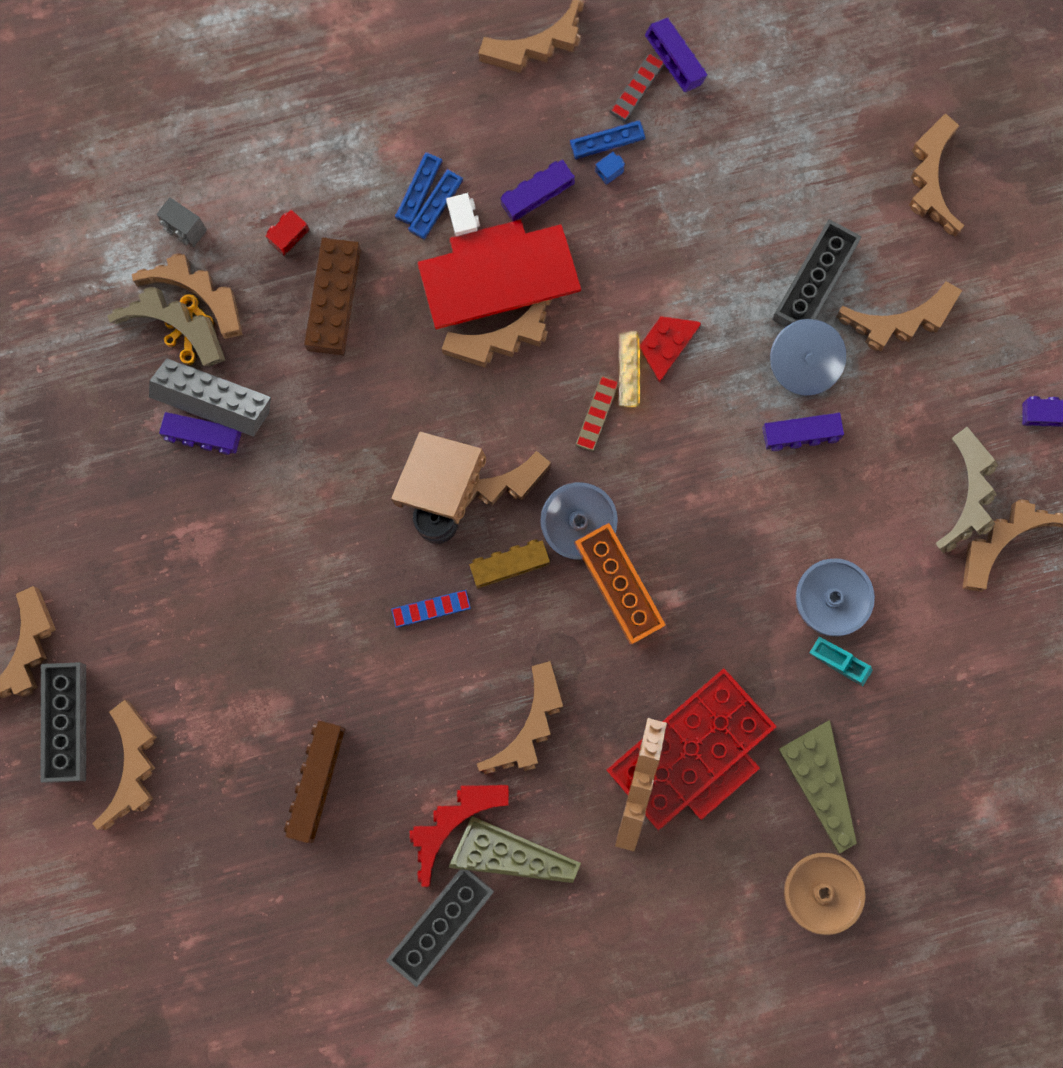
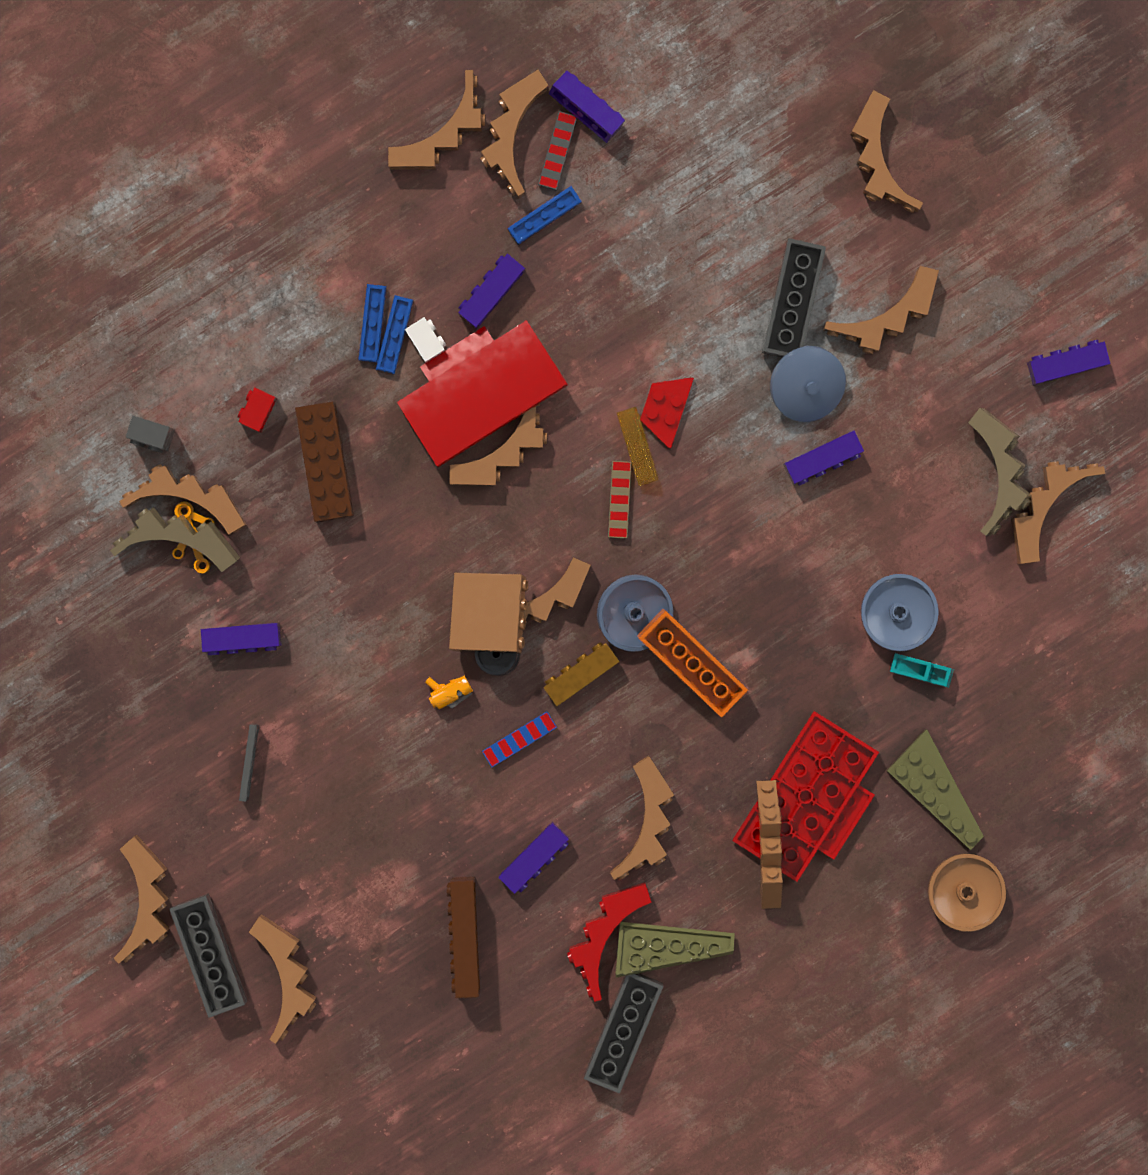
camera: 25 degrees left, 10 degrees up
(167, 551) = (249, 762): none -> dark grey tile
(209, 397) = (239, 601): dark grey brick -> none
(378, 545) = (449, 694): none -> light orange piece
(408, 726) = (537, 854): none -> dark purple brick
(610, 168) = (556, 245): blue brick -> none
(612, 34) = (517, 101): none -> medium nougat arch

